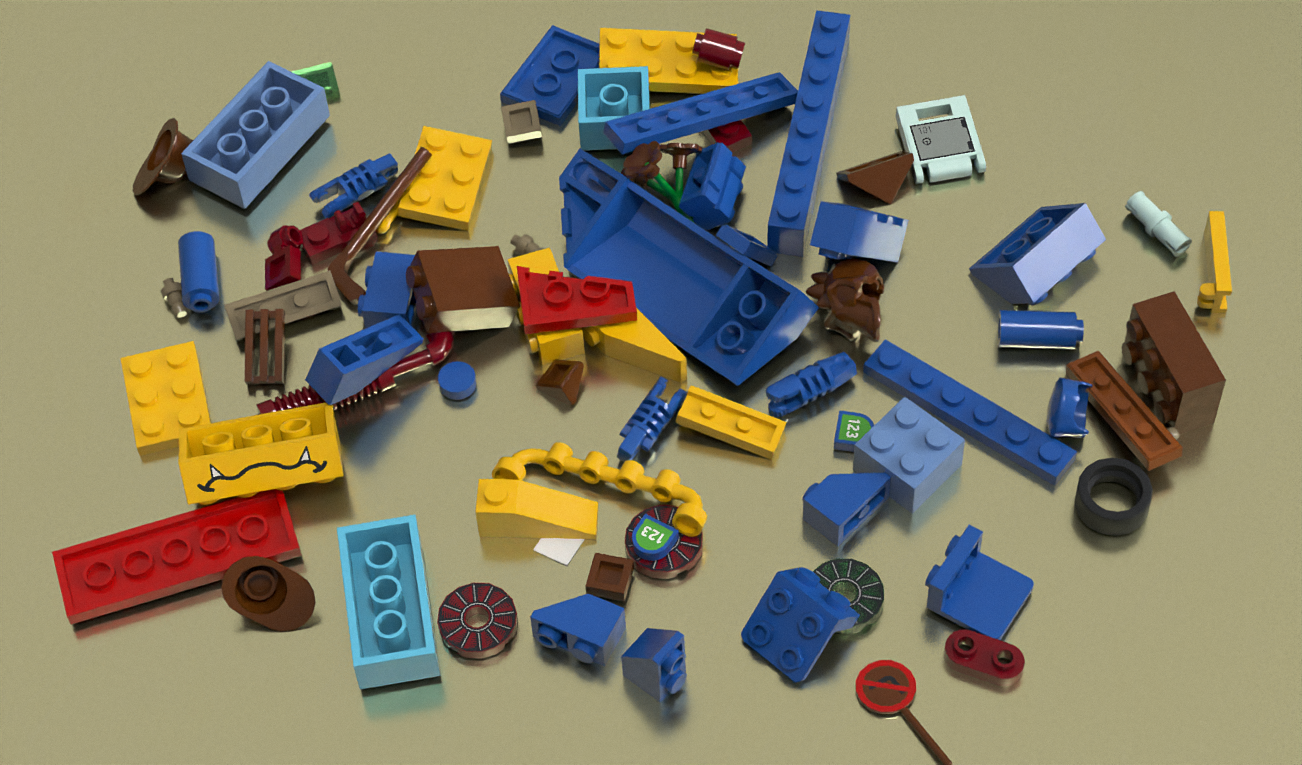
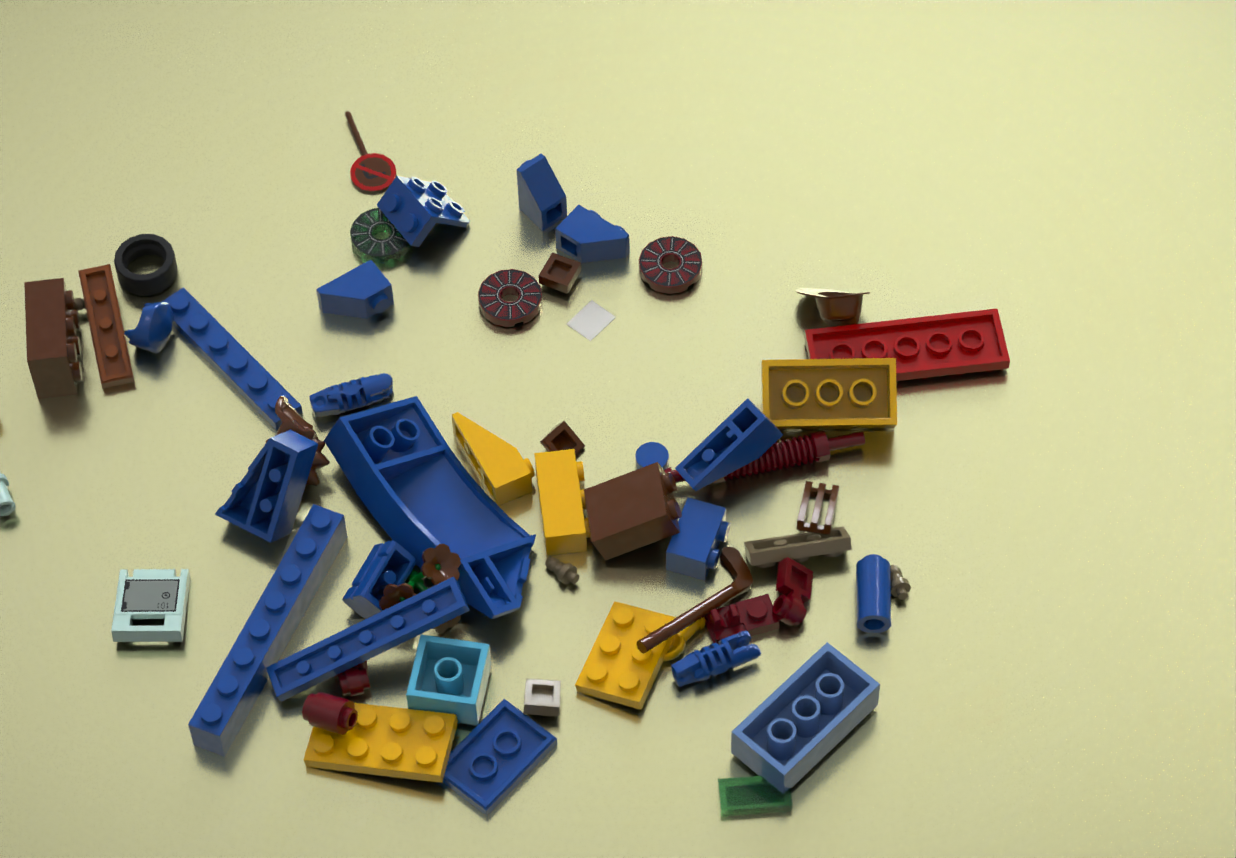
camera: 170 degrees left, 0 degrees up
(164, 395) = (909, 489): yellow plate -> none
(165, 158) = (902, 713): reddish brown piece -> none
(387, 602) = (738, 271): medium azure brick -> none
(532, 511) = (611, 329): yellow slope -> none
(564, 303) = (537, 466): red wing -> none
(648, 421) = (495, 387): blue hinge -> none
(653, 538) = (518, 287): tile -> none
(688, 518) = (551, 355): yellow bar -> none
(731, 422) = (430, 376): yellow hinge -> none
(747, 244) = (367, 509): blue tile -> none
(850, 429) = (330, 356): tile -> none
(880, 176) = (221, 585): reddish brown slope -> none
(912, 450) = (294, 317): medium blue brick -> none
(976, 588) = (280, 215): blue bracket -> none
(983, 658) = (288, 175): dark red plate -> none
(1039, 329) = (143, 405): blue brick -> none
(1040, 253) = (113, 474): slope -> none

